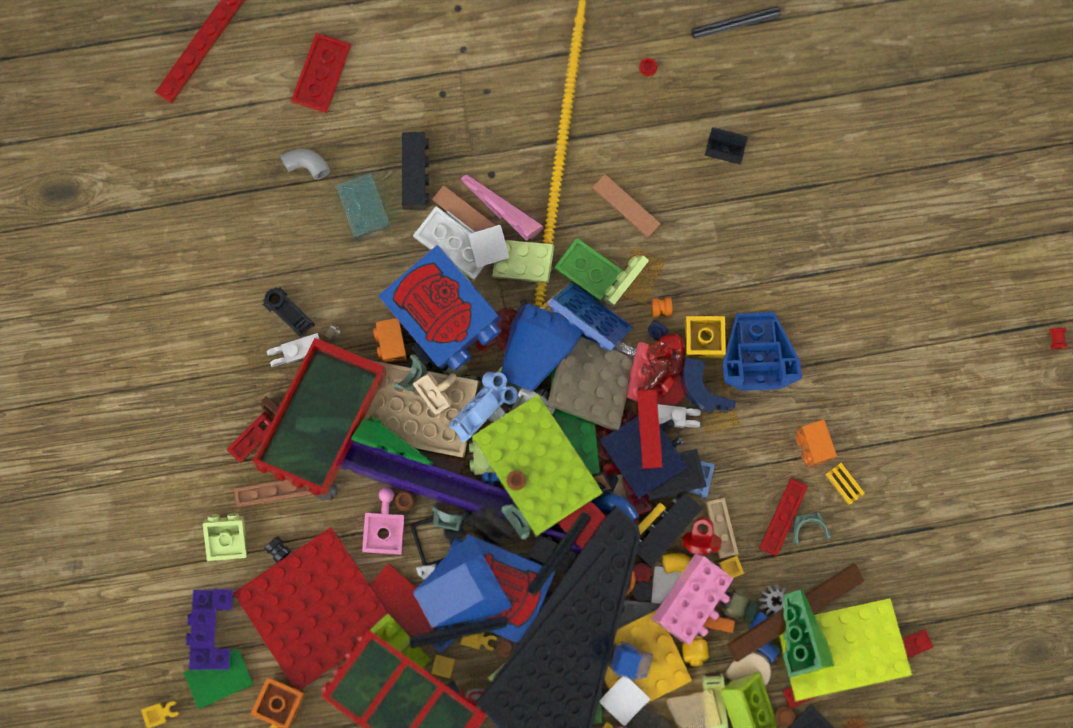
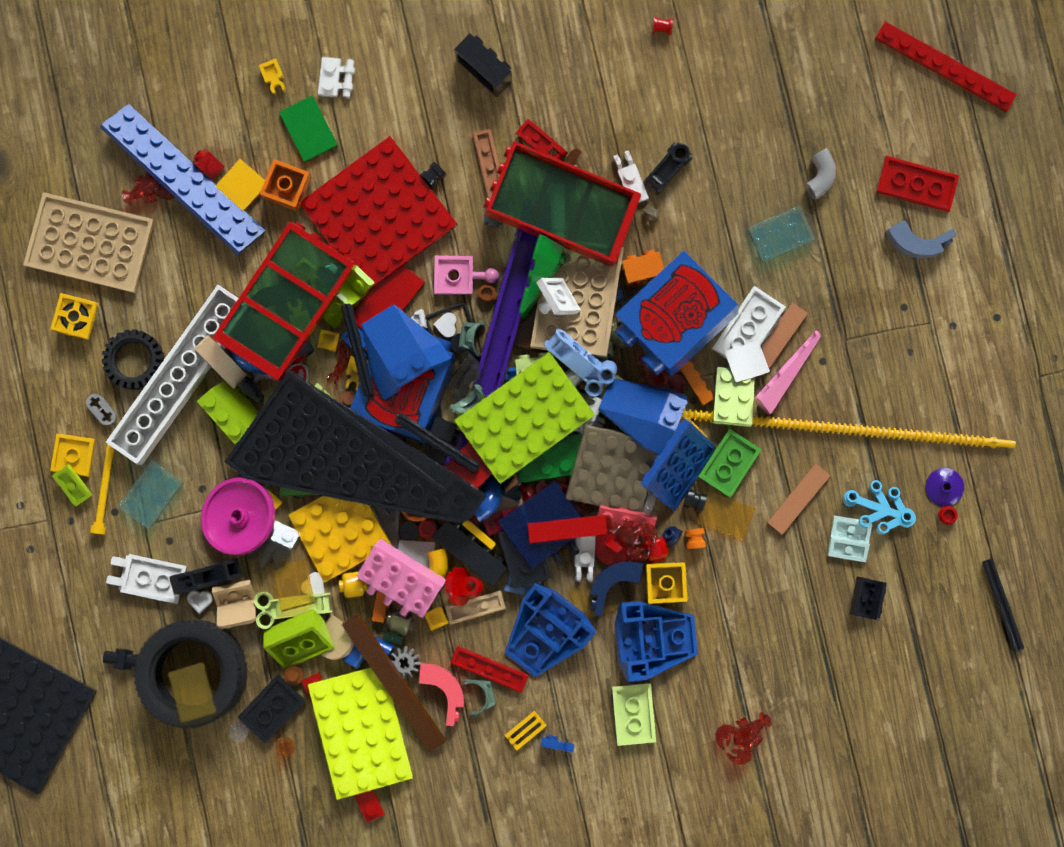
camera: 90 degrees right, 5 degrees up
(140, 309) = (662, 25): none -> red bush
(165, 653) = (330, 76): none -> white plate
(167, 491) = (483, 64): none -> black piece
(202, 634) = (353, 110): dark purple bracket -> none
(225, 537) = (442, 123): yellowish green plate -> none
(382, 82) = (913, 246): none -> sand blue arch
(414, 171) = (820, 282): black brick -> none
(415, 426) = (557, 297): none -> white tile
(417, 370) = (605, 292): sand green helmet -> none
(433, 392) = (591, 313): tan plate -> none
(434, 544) = (446, 325): none -> white tile
(457, 651) = (343, 360): none -> clear red arm
(509, 296) = (696, 384): none -> orange piece
(516, 480) = (506, 396): dark orange plate -> none
(617, 76) = (936, 491): none -> dark purple dish
(624, 279) = (721, 499): yellowish green plate -> none
(624, 305) = (695, 500): none -> black wheel
(624, 700) = (301, 516): white sticker -> none
(630, 661) = (335, 519): blue wedge -> none
(639, 127) = (882, 508): none -> medium azure plant
(667, 160) = (849, 539): none -> light aqua slope
(691, 688) = (317, 583): none -> white tile
(748, 456) = (547, 631): none -> blue wedge
(790, 566) = (445, 680): none -> coral arch
(805, 643) = (363, 691): green wedge -> none
(815, 444) = (562, 698): orange brick -> none
(831, 376) = (634, 714): none -> yellowish green plate
(856, 273) = (742, 737): none -> clear red animal
(858, 456) = (552, 741): none -> blue plate

